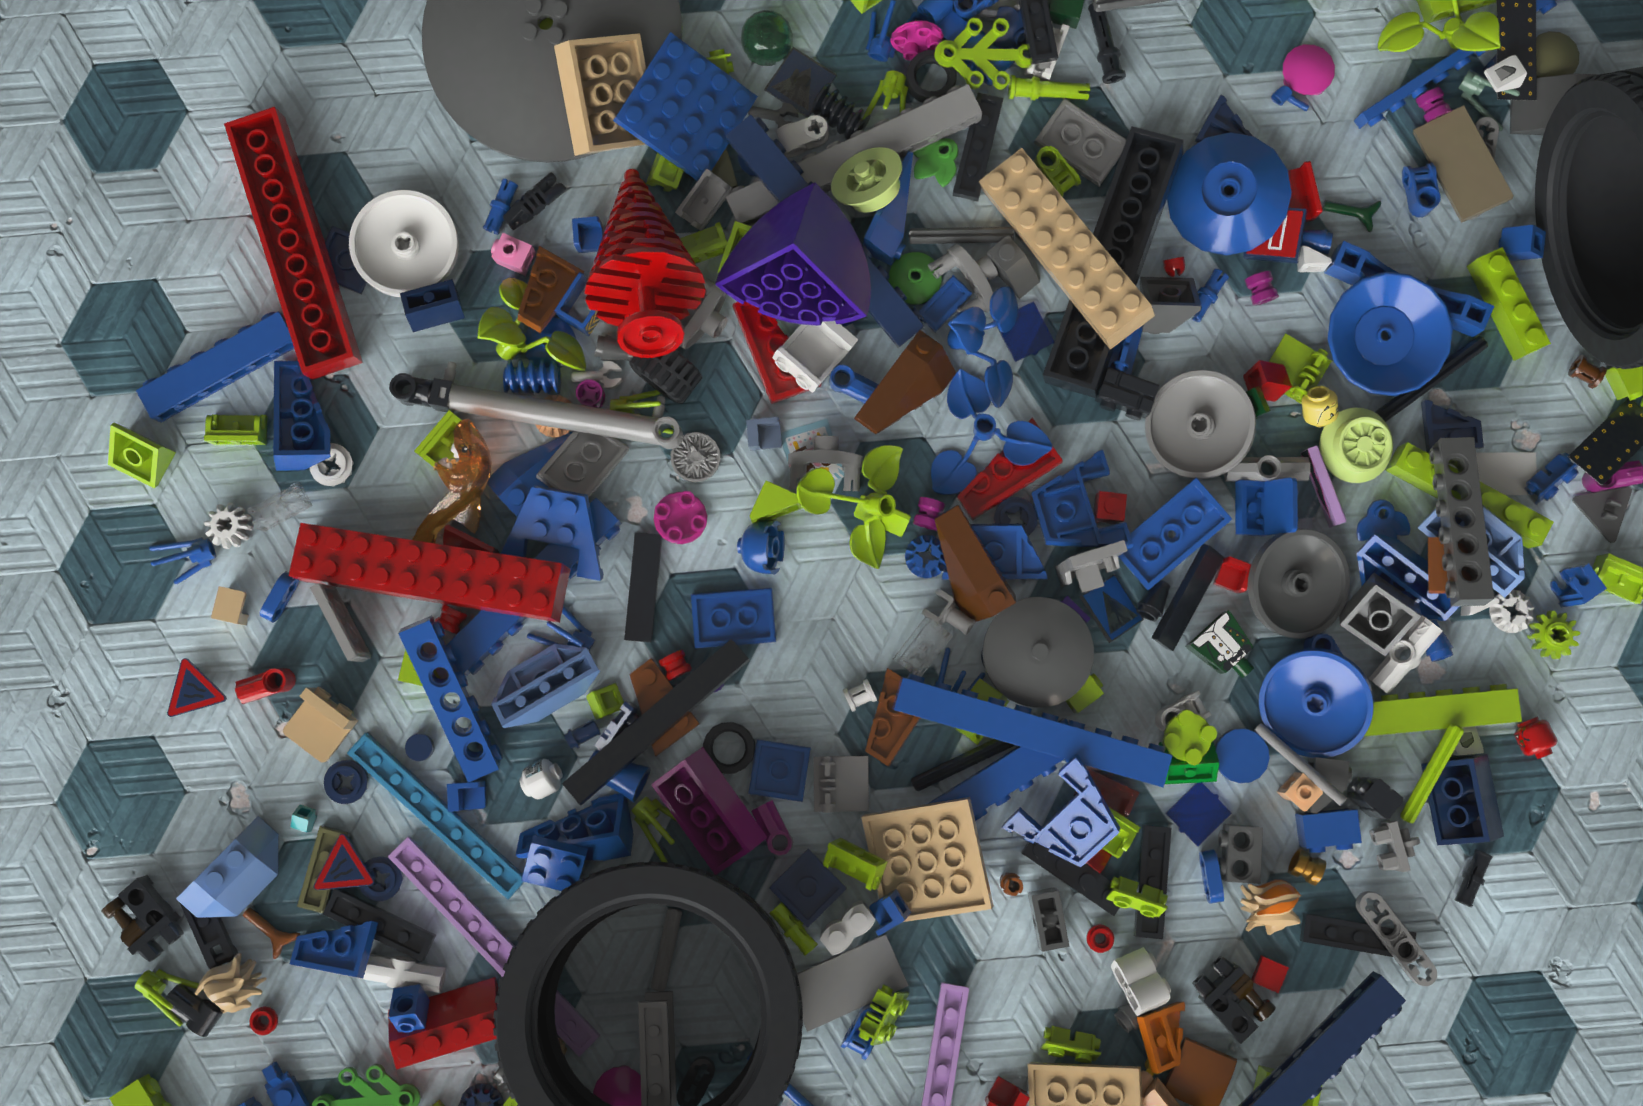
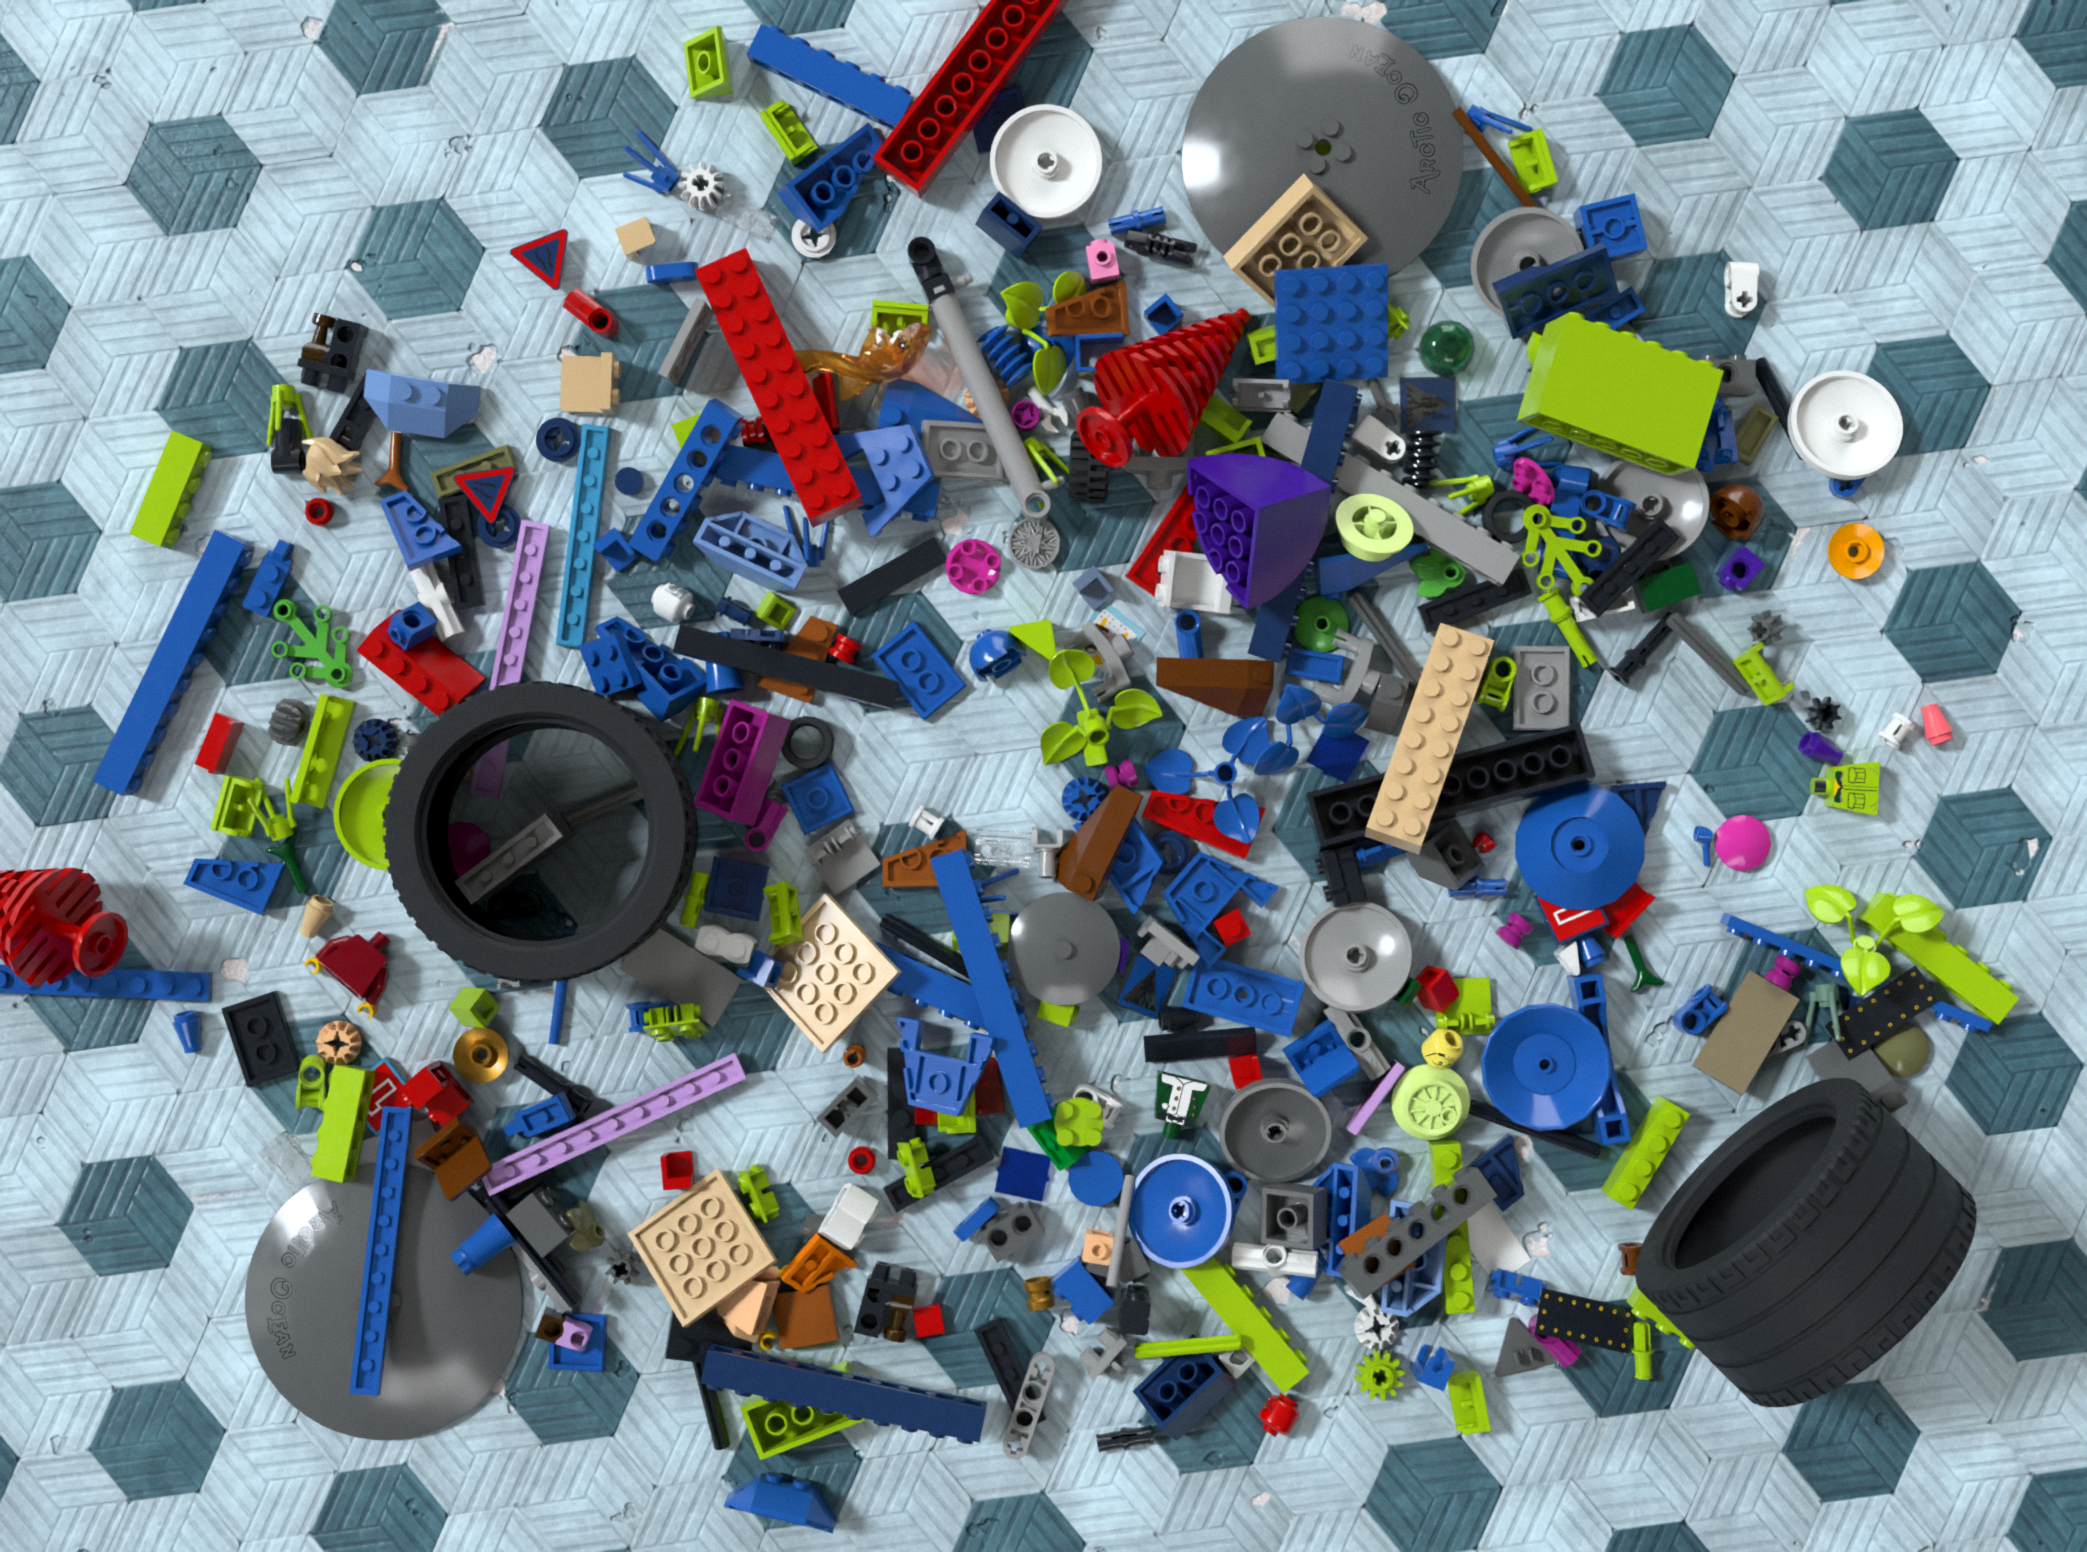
camera: 55 degrees right, 5 degrees up
(301, 822) = (500, 429): teal piece -> none
(1270, 905) = (984, 1283): tan hair -> none
(1506, 74) = (1848, 1018): white slope -> none
(1522, 242) = (1708, 1129): blue brick -> none

